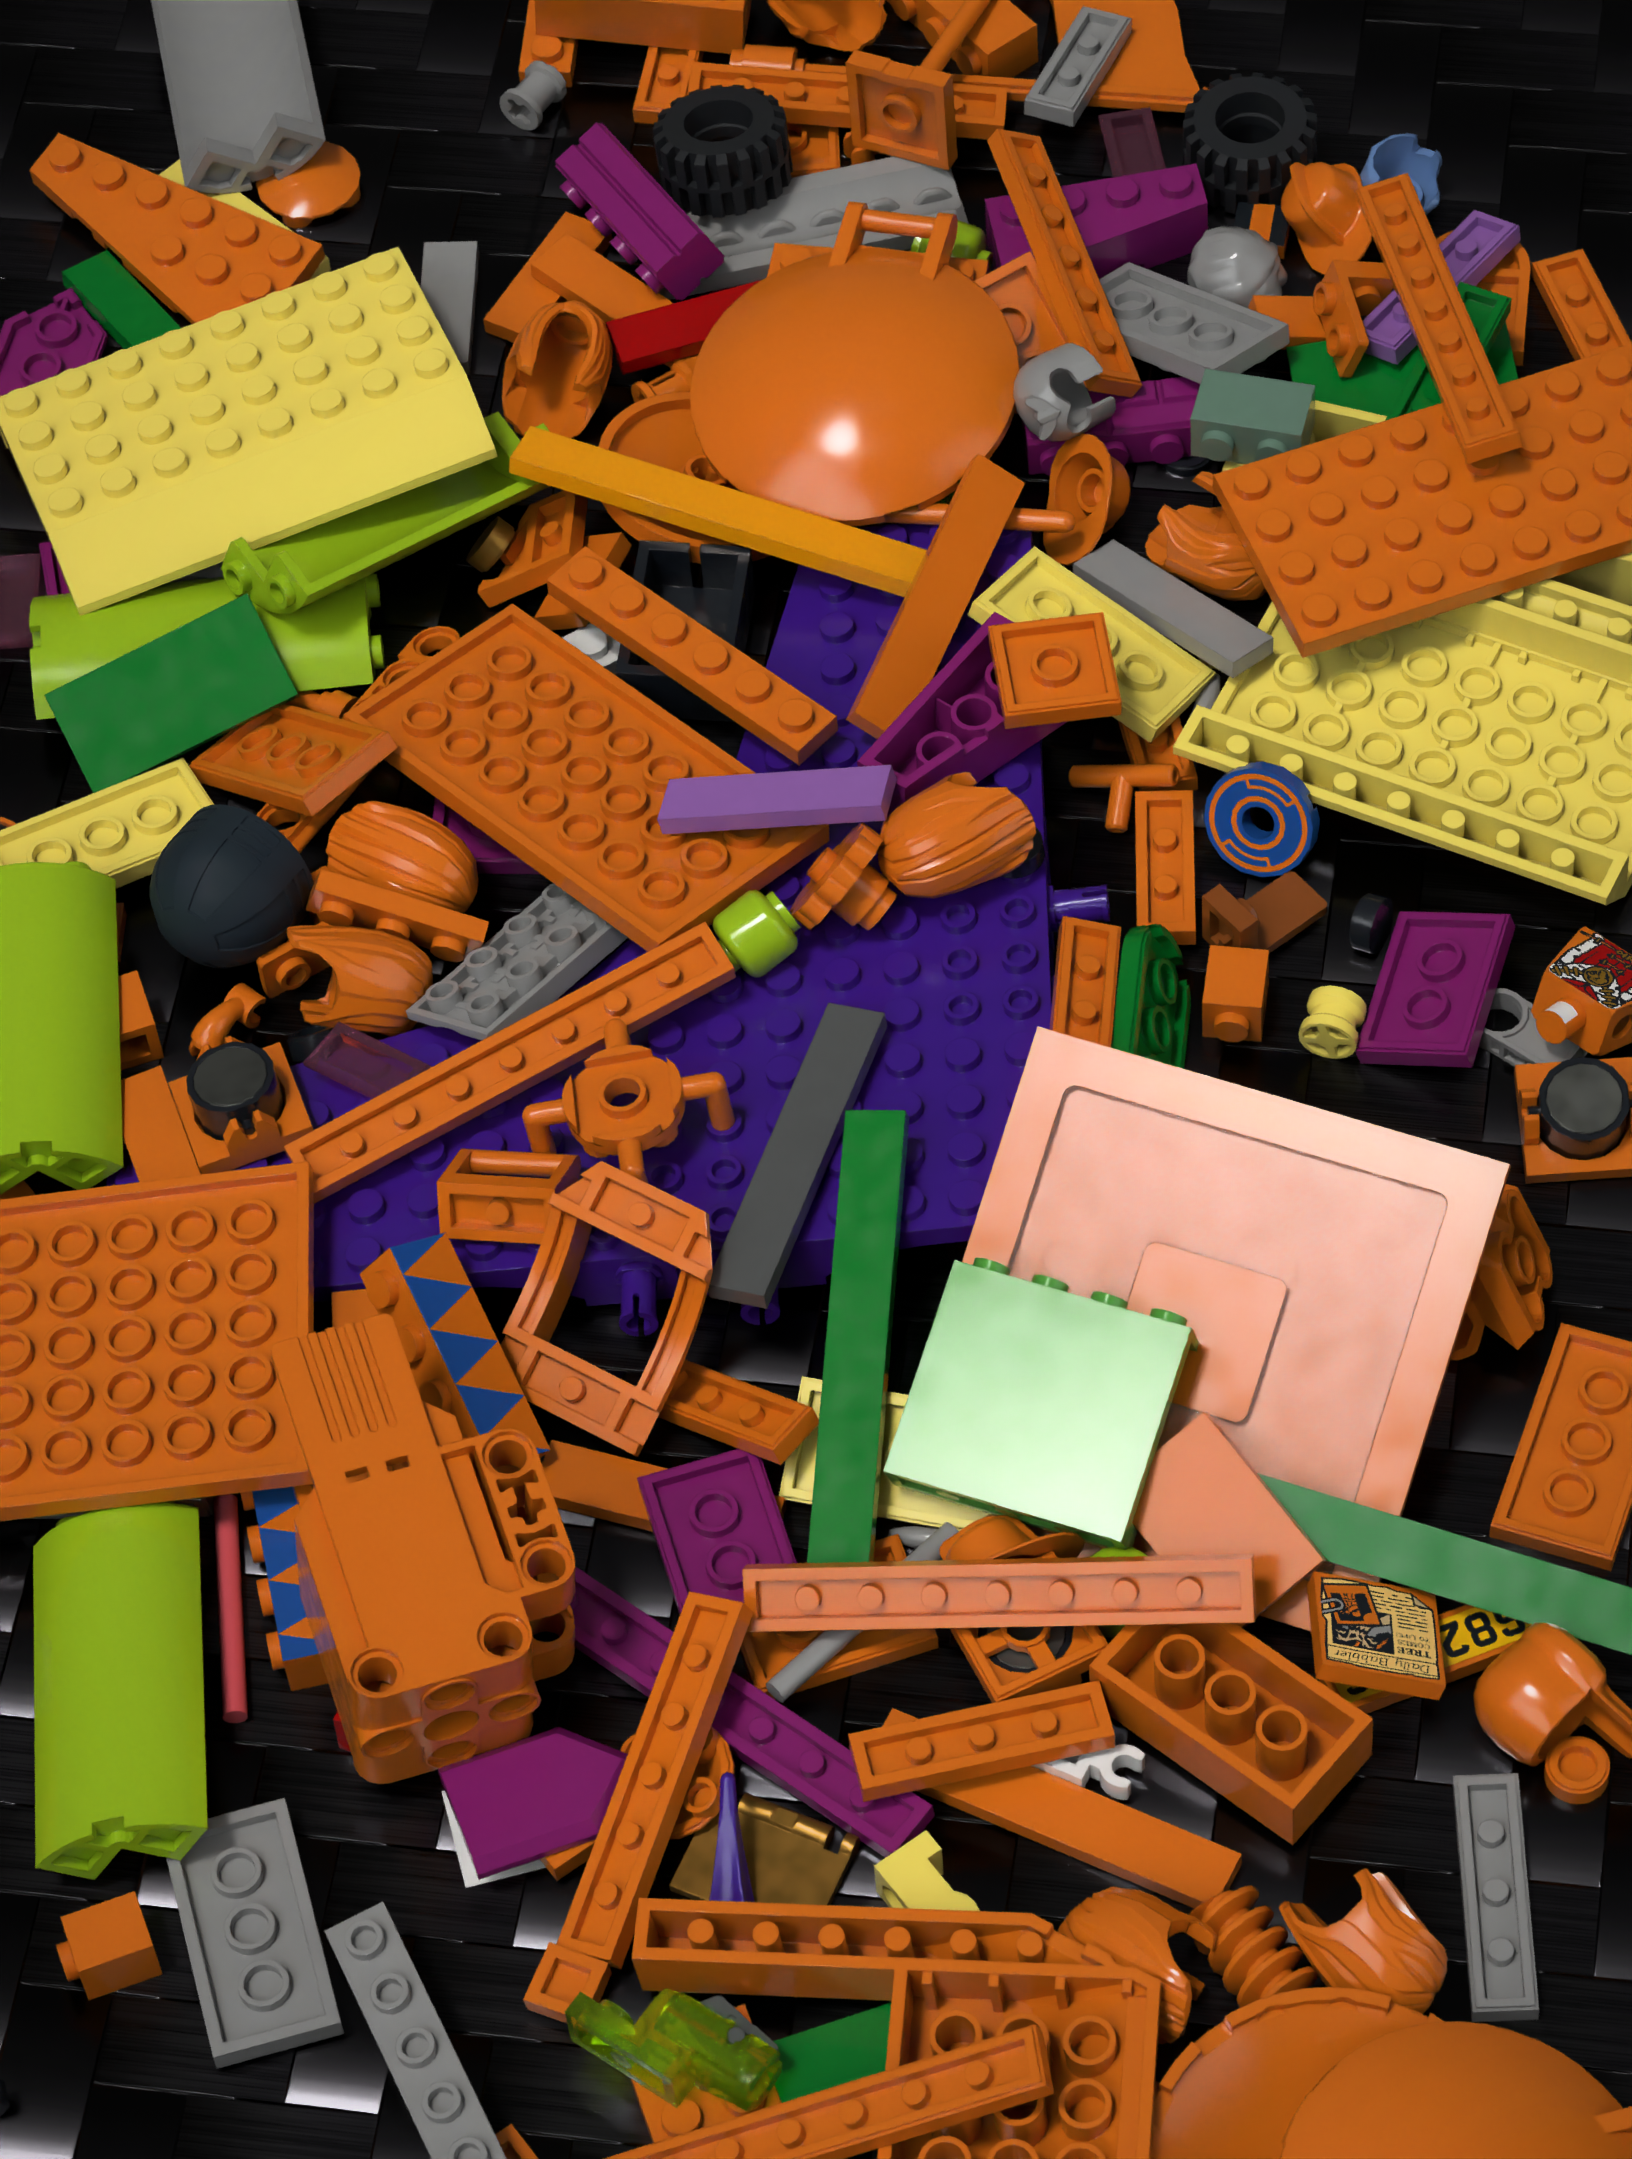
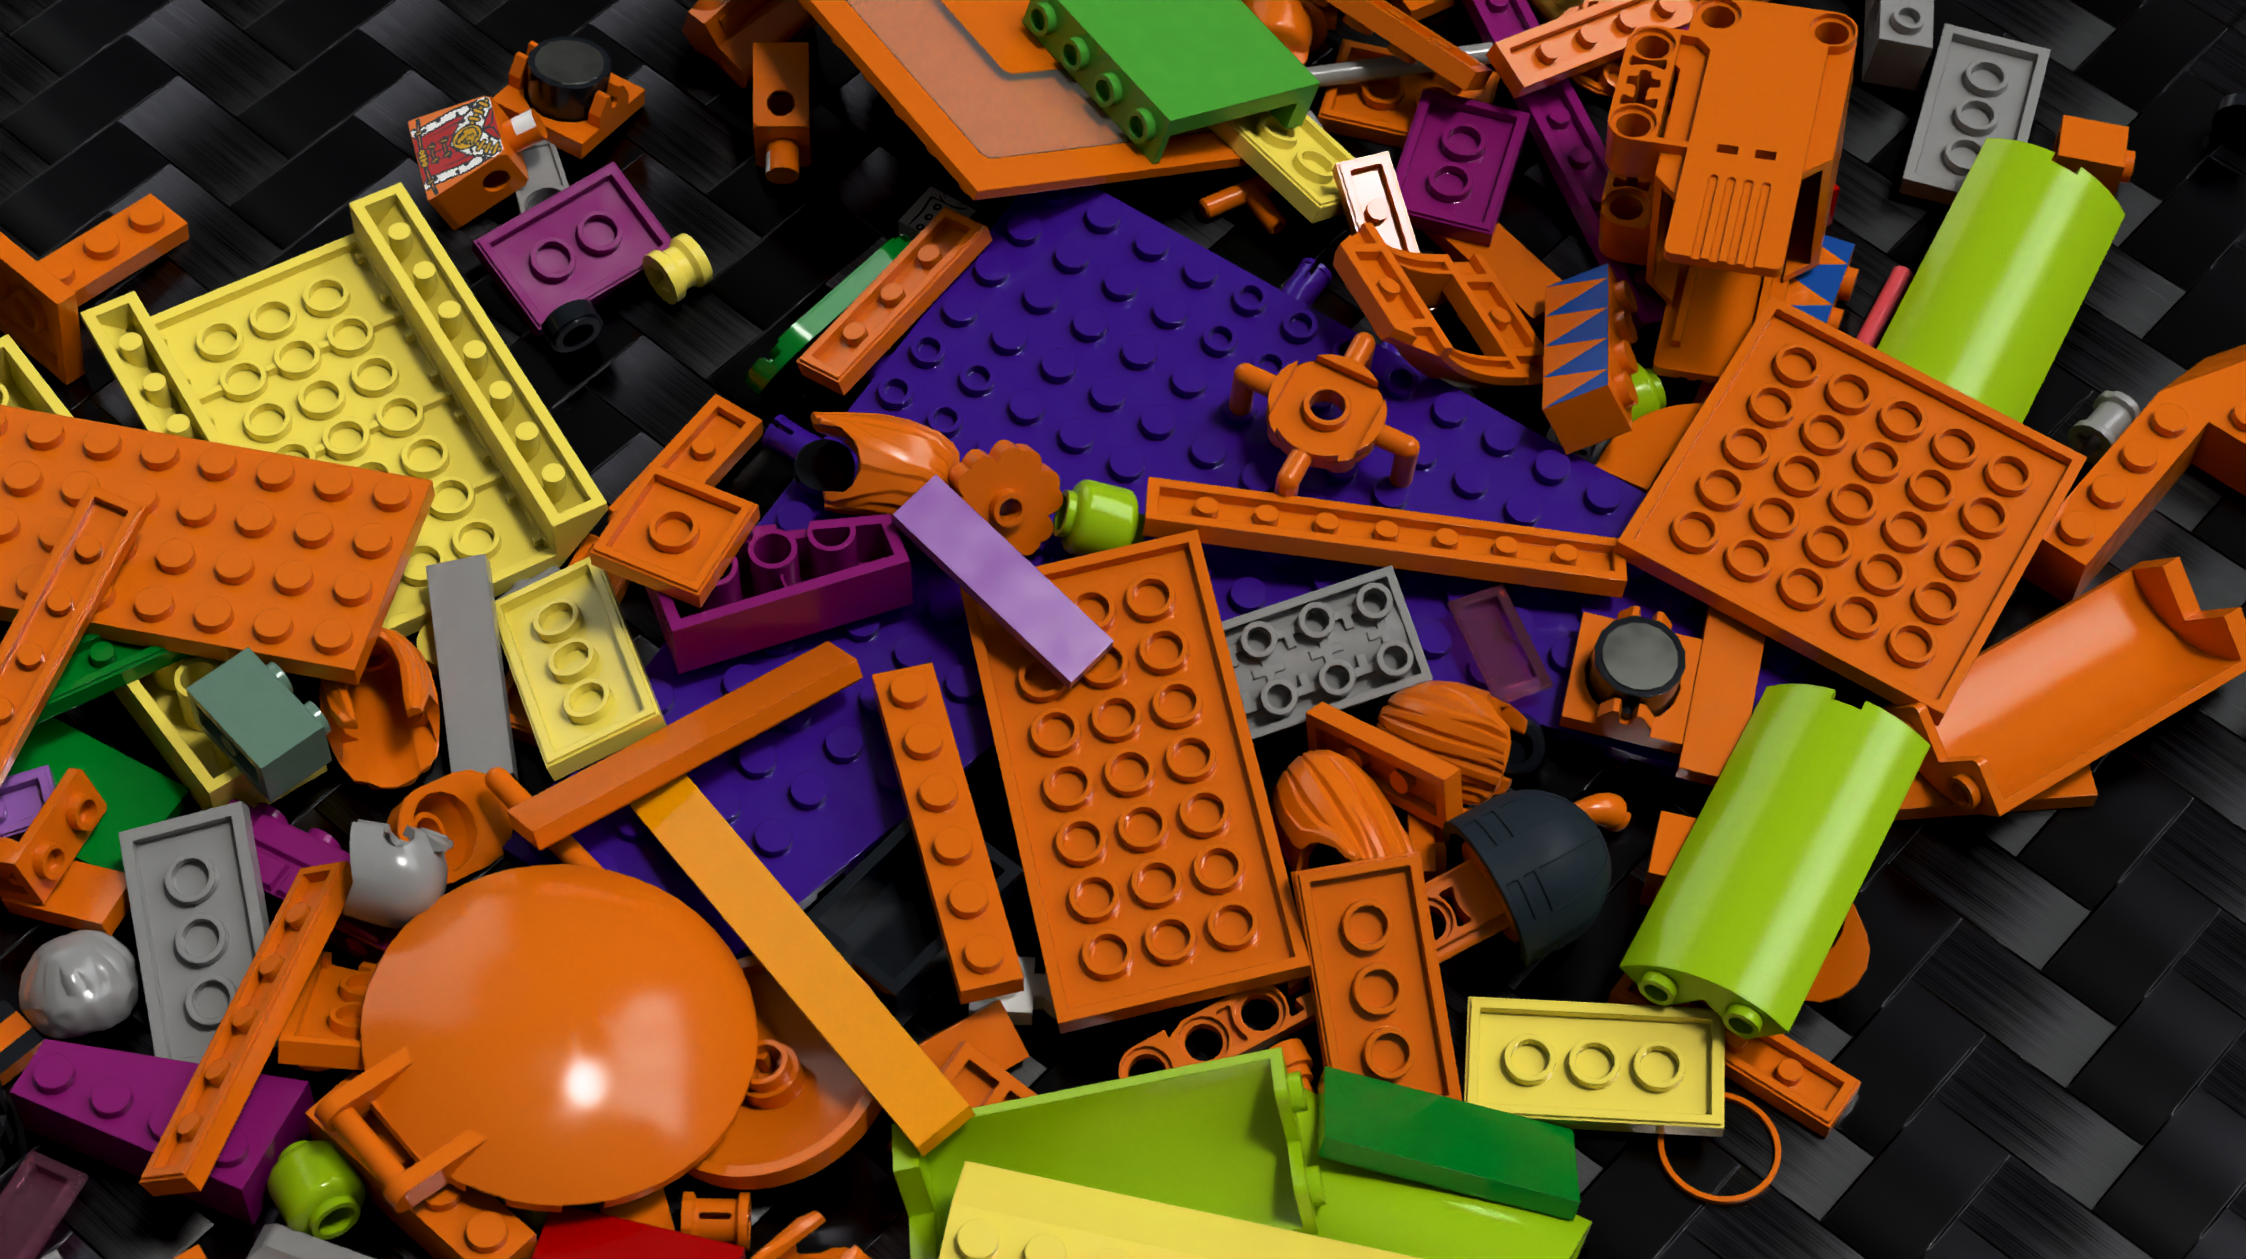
camera: 155 degrees left, 0 degrees up
(501, 1206) = (1516, 446): orange tile -> none
(796, 1156) = (1200, 324): dark grey tile -> none
(858, 1337) = (1263, 182): green tile -> none
(1235, 993) = (729, 332): orange brick -> none
(1245, 844) = (577, 417): blue tile -> none
(1264, 918) = (652, 384): dark orange bracket -> none

